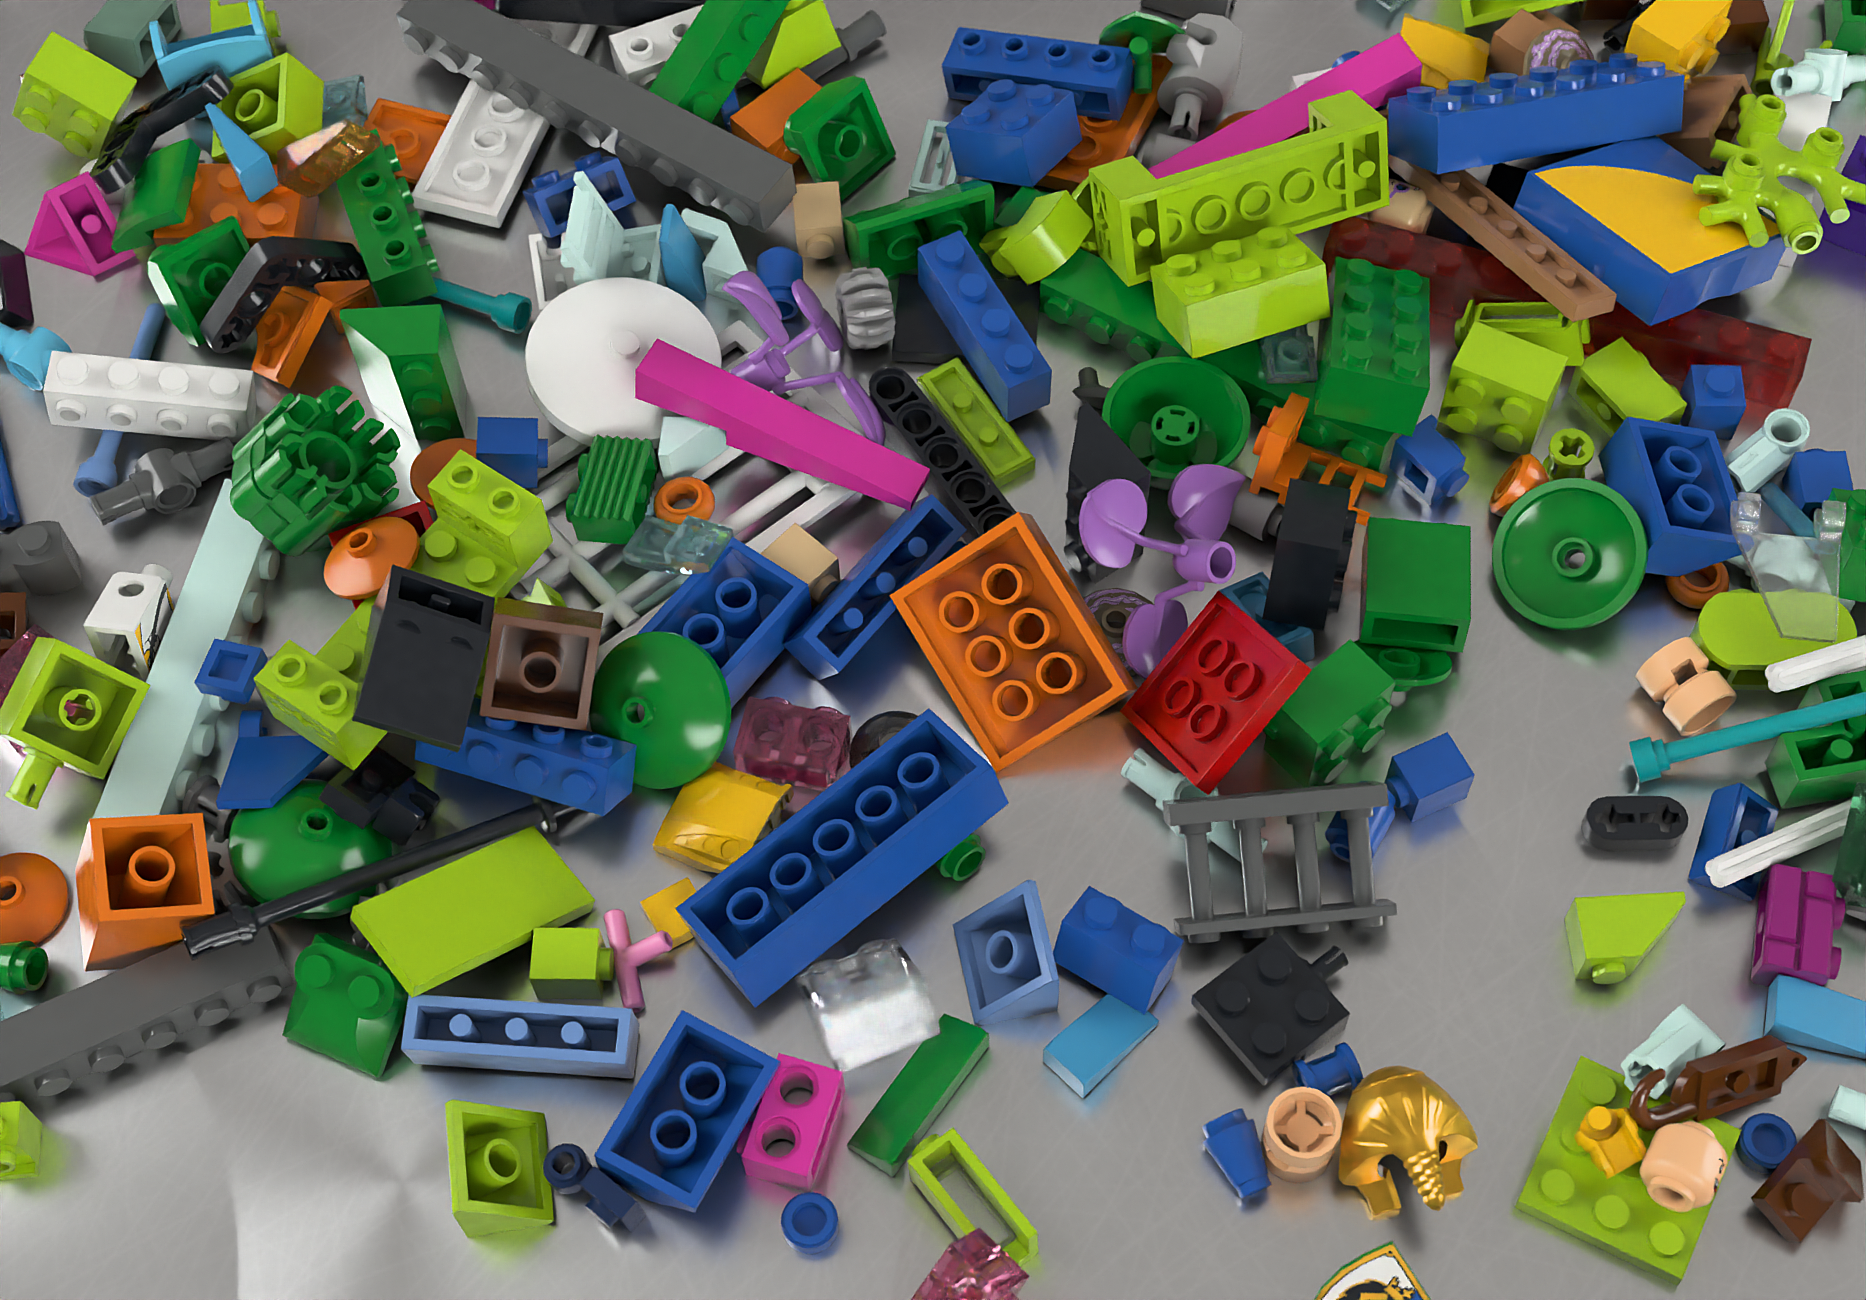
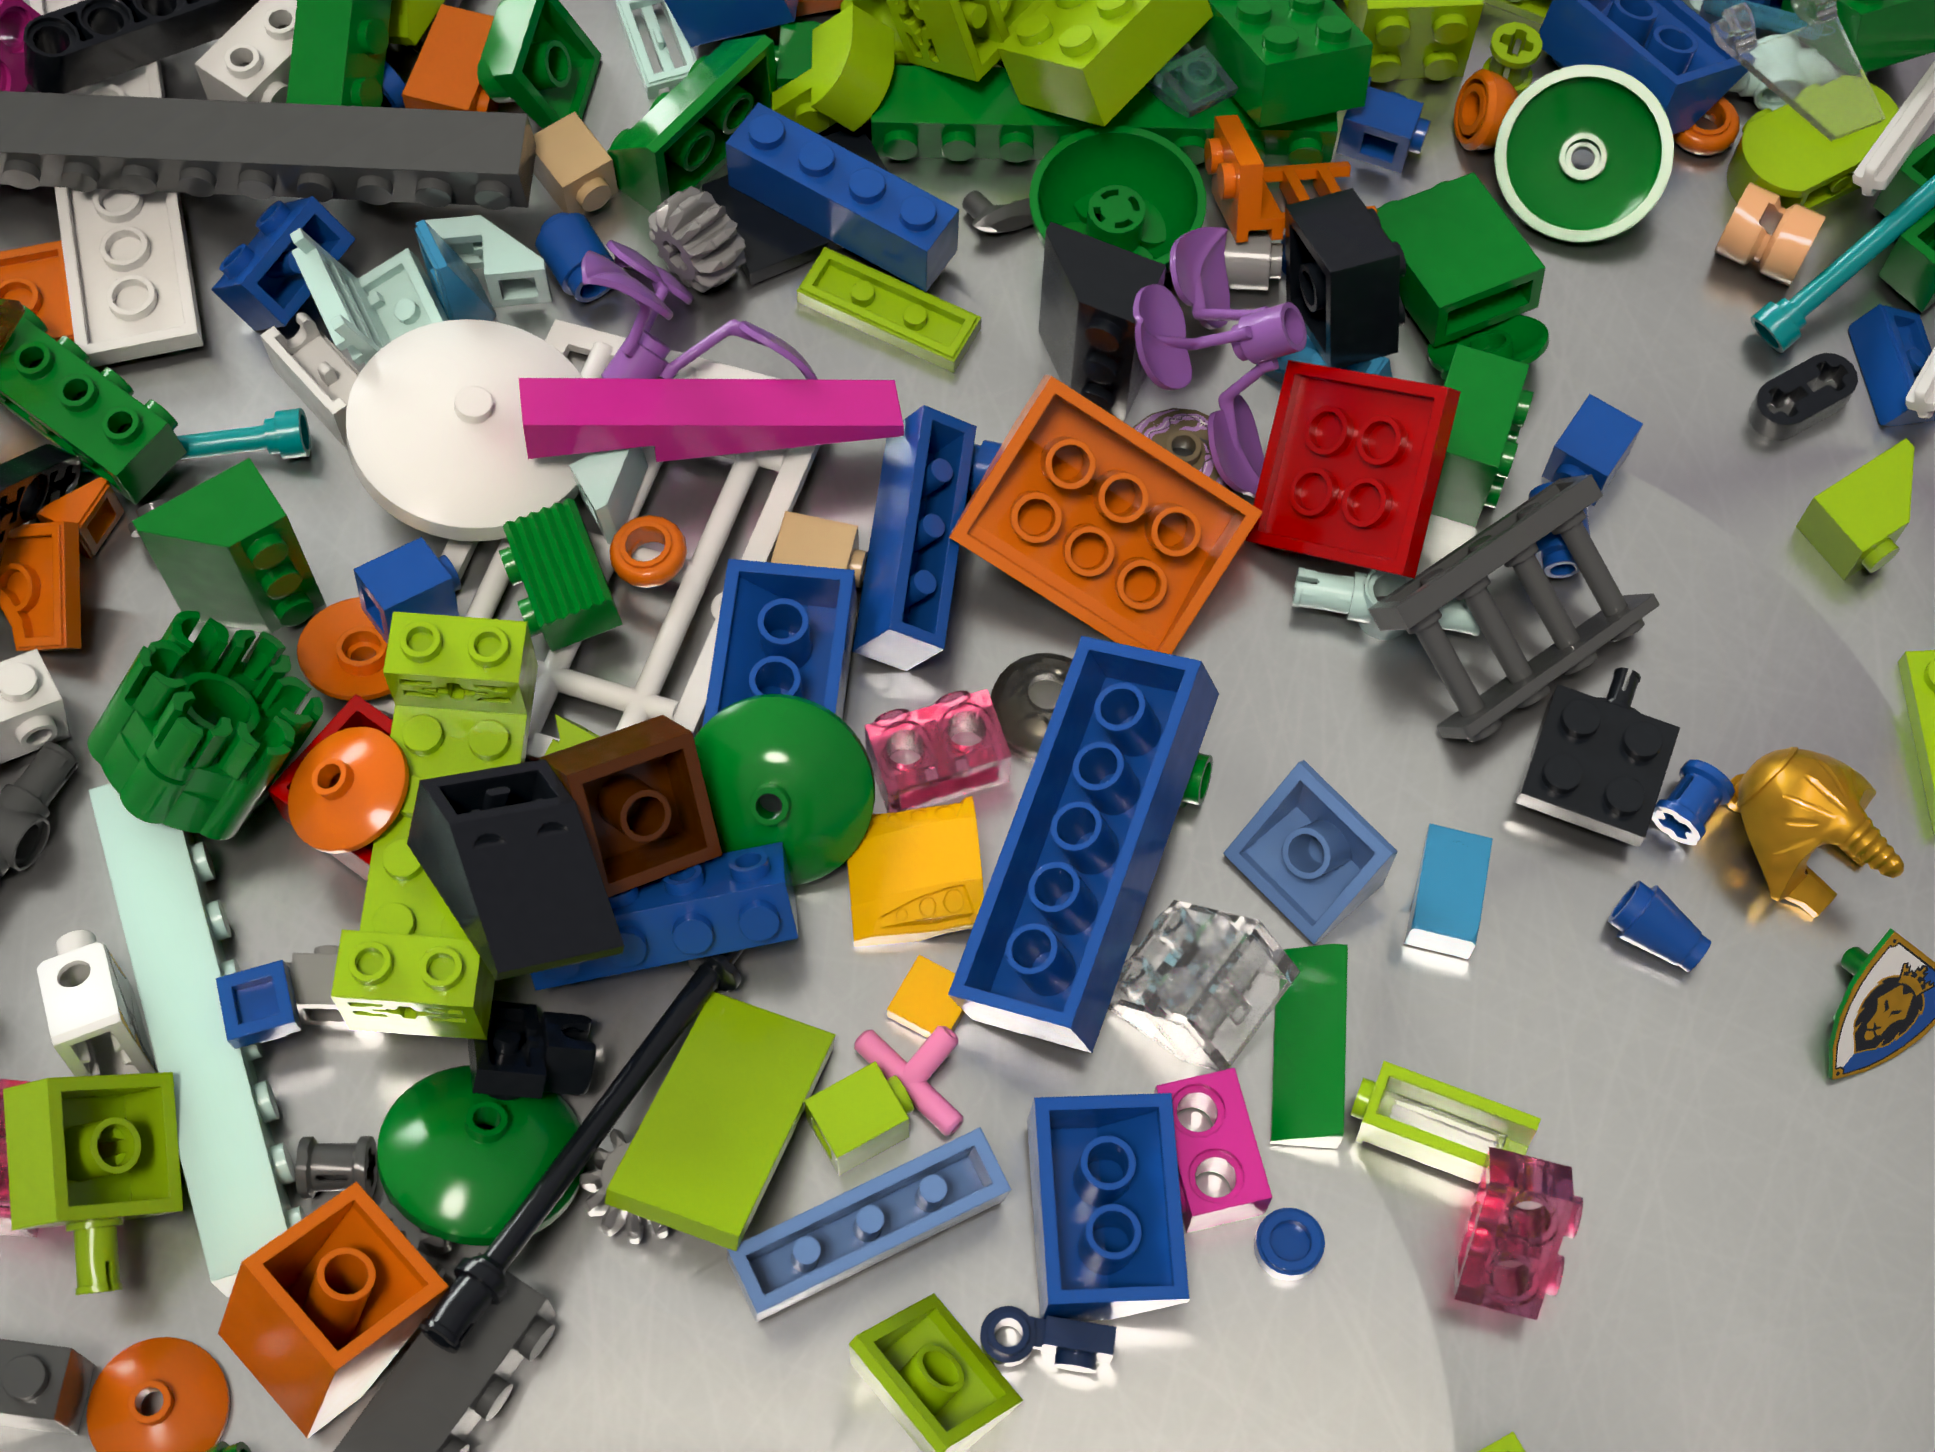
camera: 35 degrees left, 5 degrees up
(265, 765) = (370, 1092): blue flag -> none
(346, 1004) = (645, 1300): green slope -> none
(675, 547) = (677, 605): clear light blue slope -> none
(937, 447) = (881, 349): black beam -> none
(1117, 949) = (1418, 786): blue brick -> none
(1304, 1122) = (1715, 873): light nougat wheel -> none

